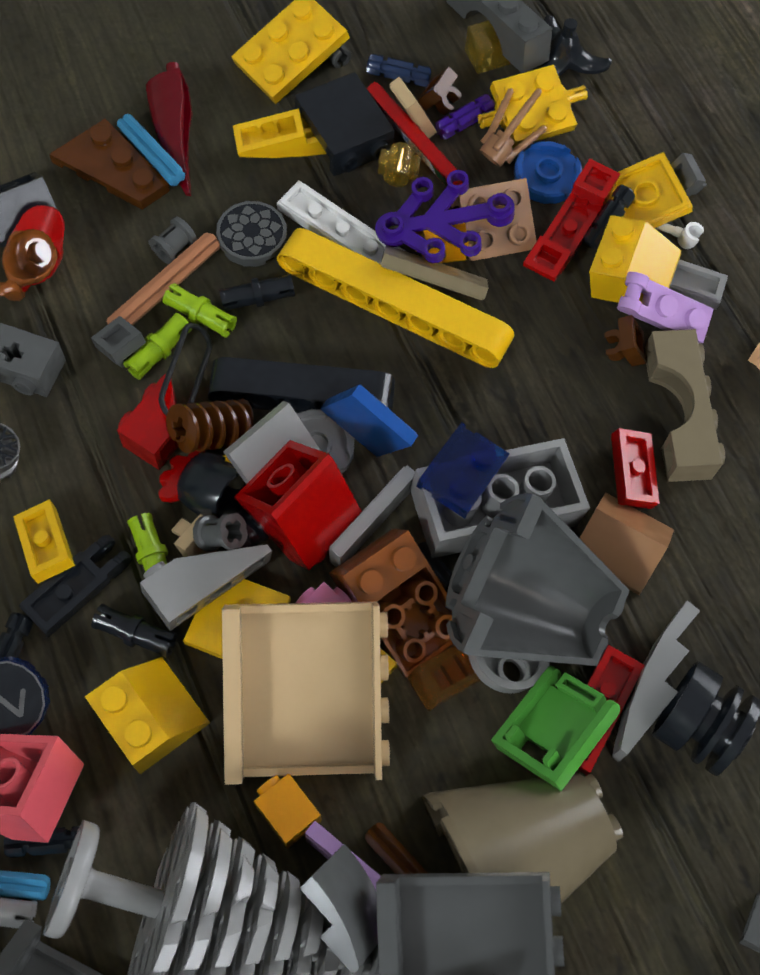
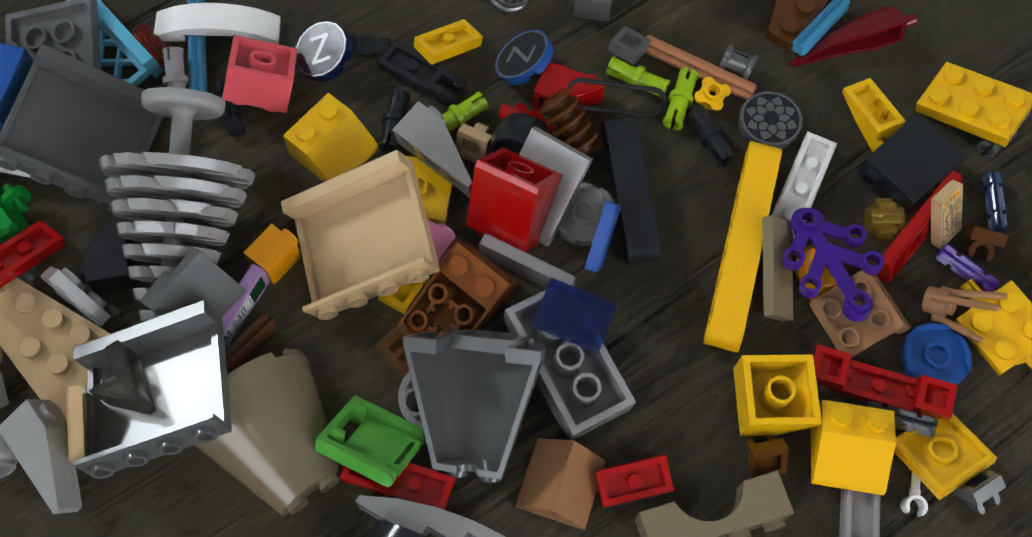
camera: 80 degrees right, 0 degrees up
(98, 457) = (523, 57): none -> tile
(206, 286) = (709, 101): none -> yellow plate
(215, 532) = (467, 141): dark grey bush -> none
(573, 312) = (776, 394): none -> yellow slope
(663, 306) = (808, 482): lavender plate -> none

